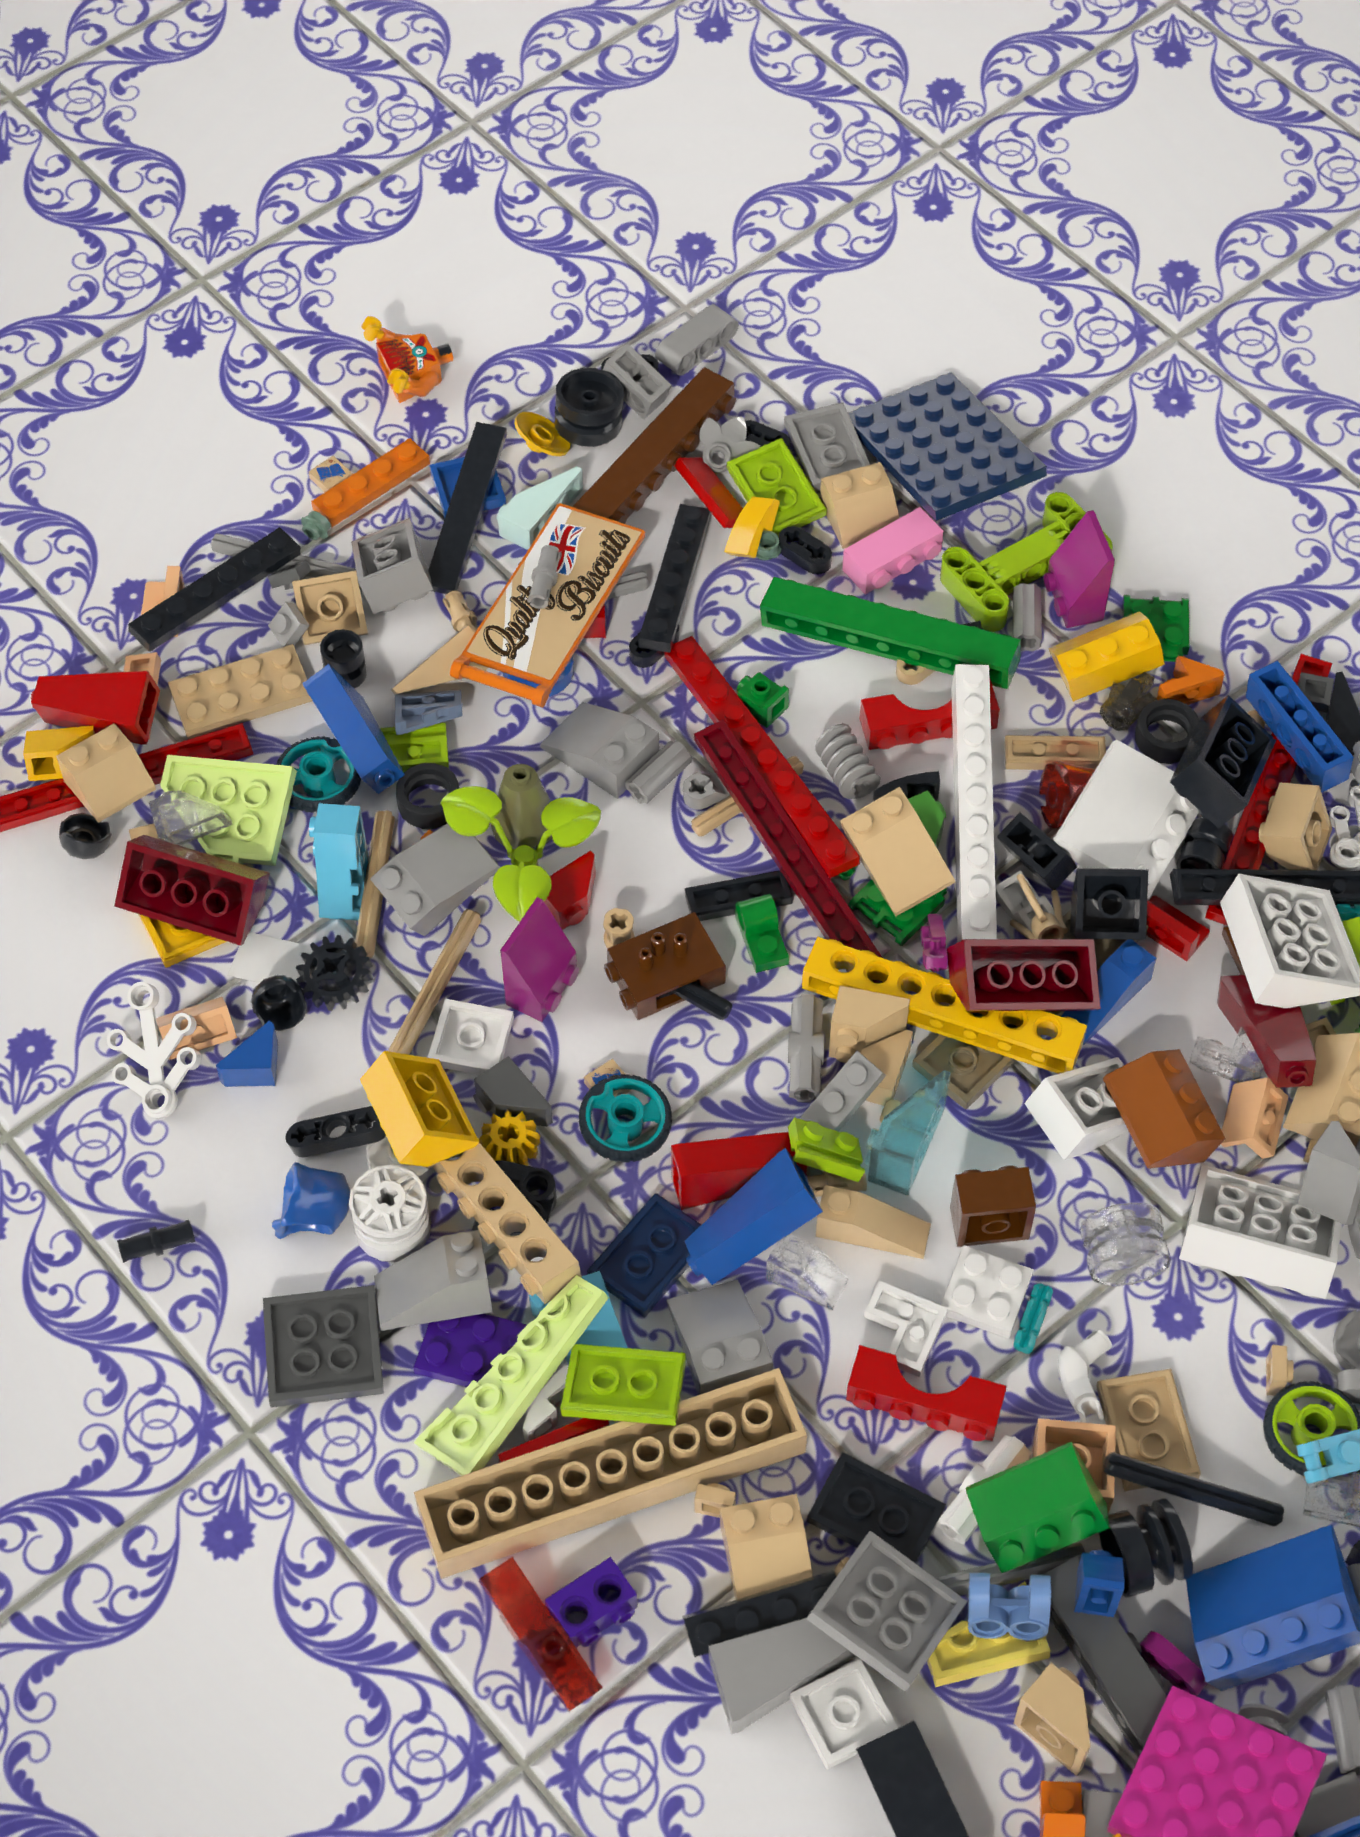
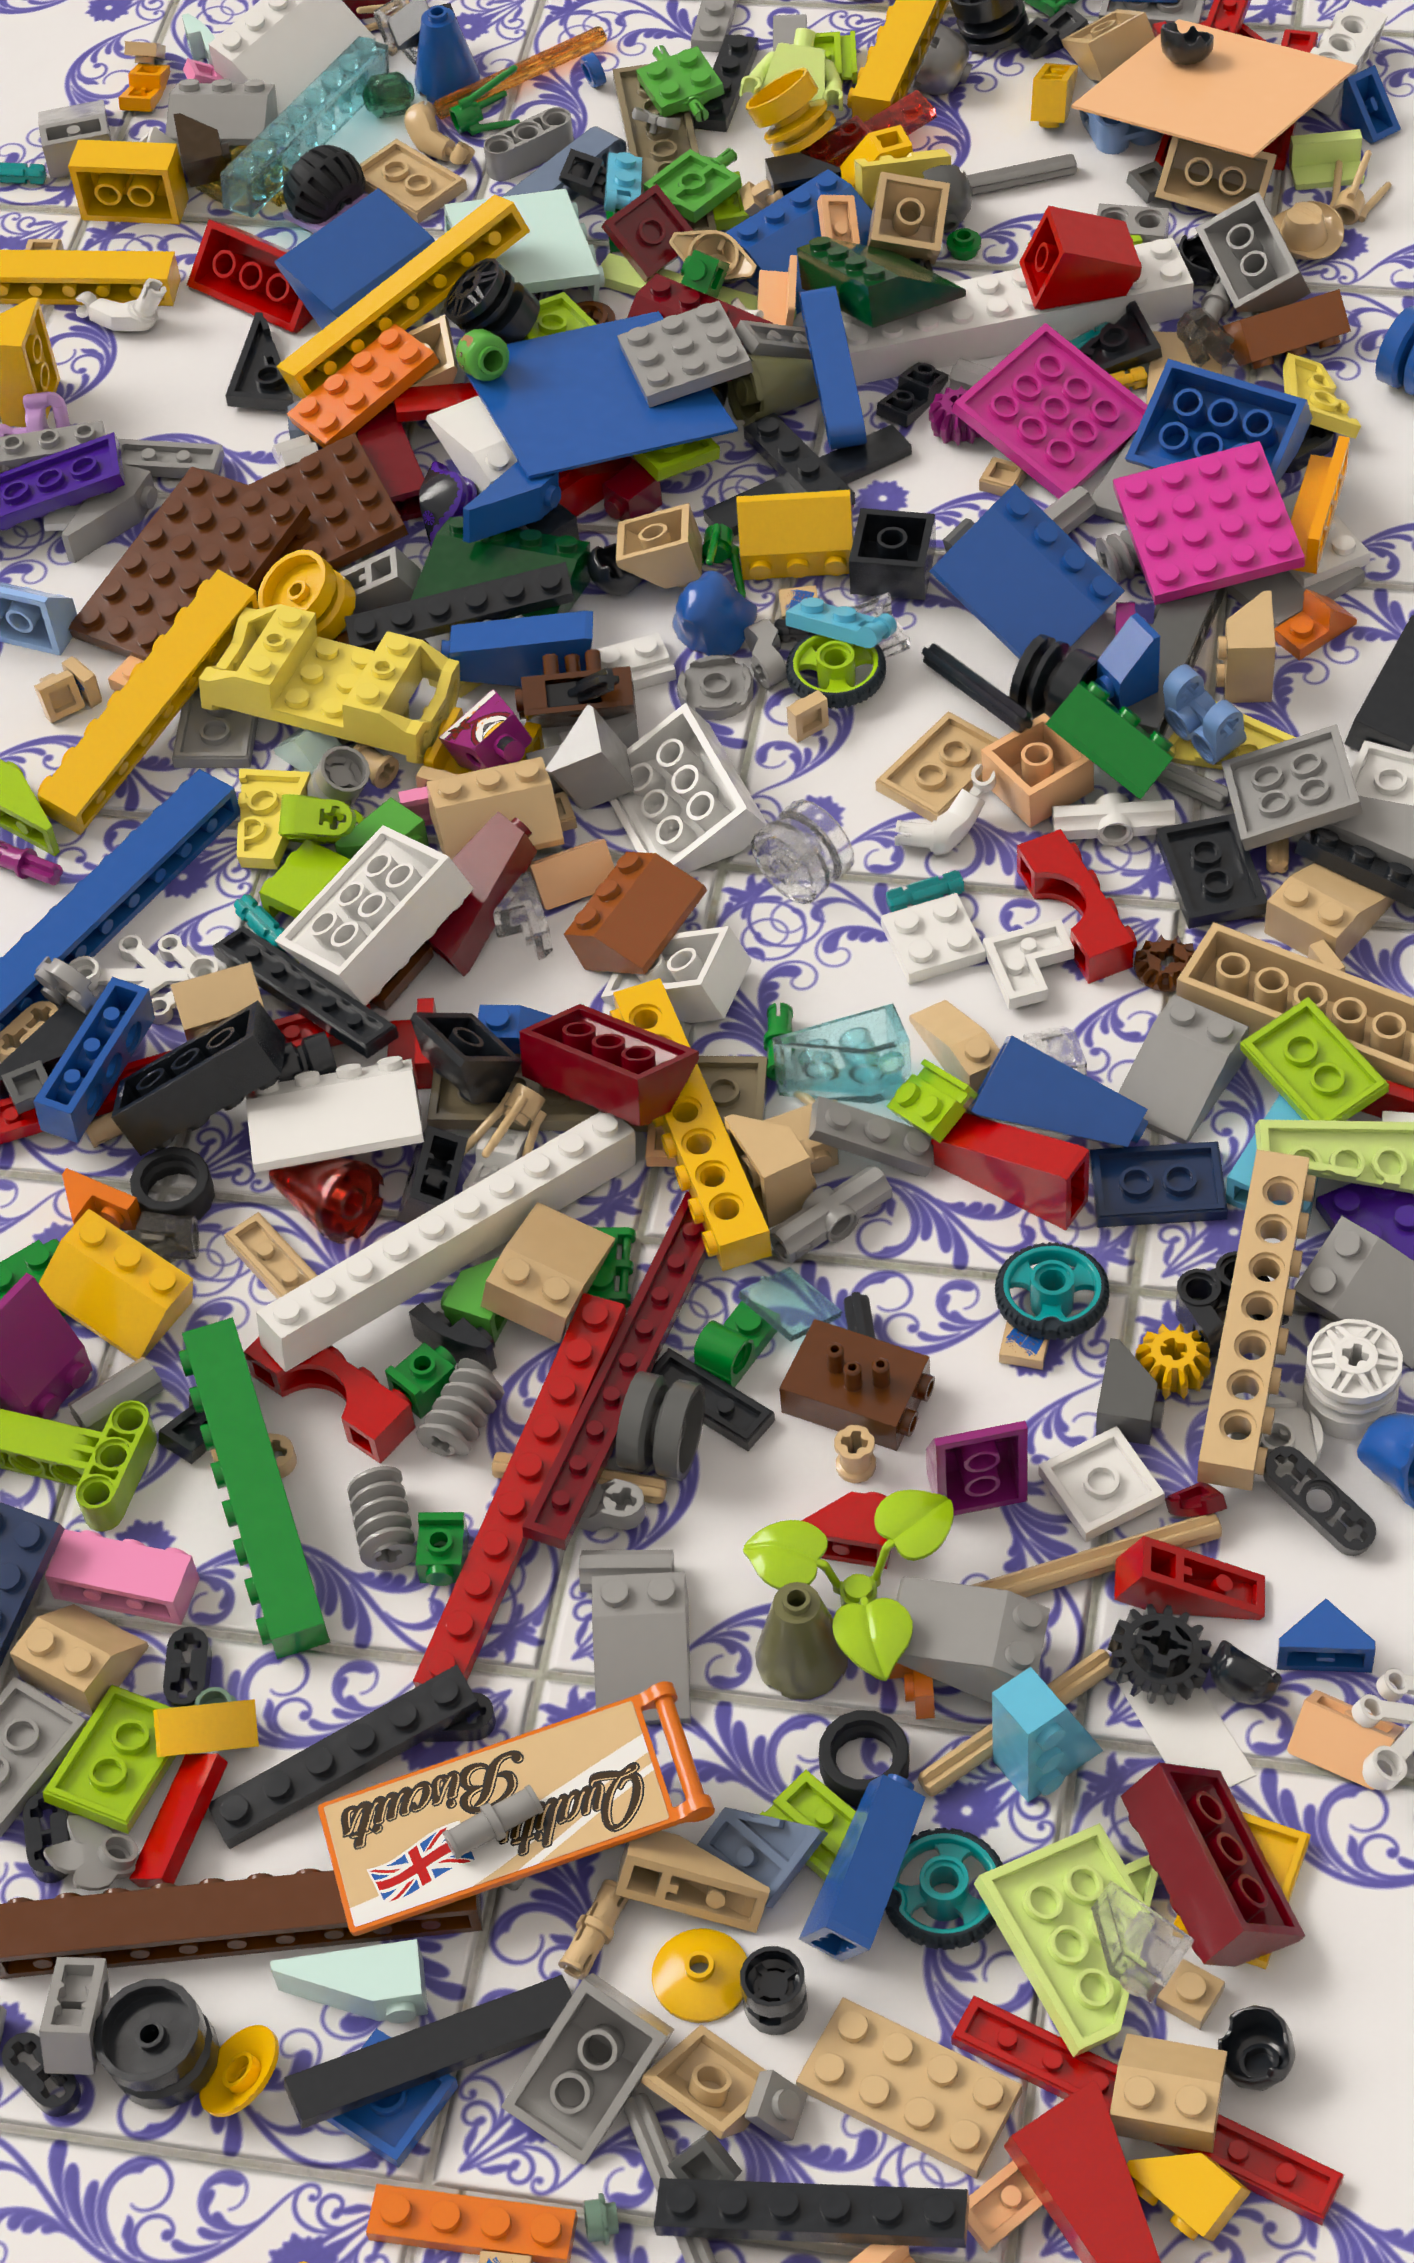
camera: 125 degrees left, 5 degrees down
(360, 1023) = (1187, 1581): none -> red slope
(396, 662) = (699, 1995): none -> yellow dish
(417, 1109) = (1251, 1388): yellow slope -> none
(727, 834) = (660, 1425): none -> dark grey wheel
(760, 978) = (789, 1303): none -> clear light blue piece
(810, 681) = (381, 1518): none -> light grey piece
(818, 1430) = (1149, 958): none -> reddish brown gear
(891, 757) = (422, 1376): none -> green brick
(934, 944) = (628, 1166): magenta hinge -> none
(977, 1126) = (776, 1026): none -> green pin
(992, 1206) = (860, 957): reddish brown brick -> none

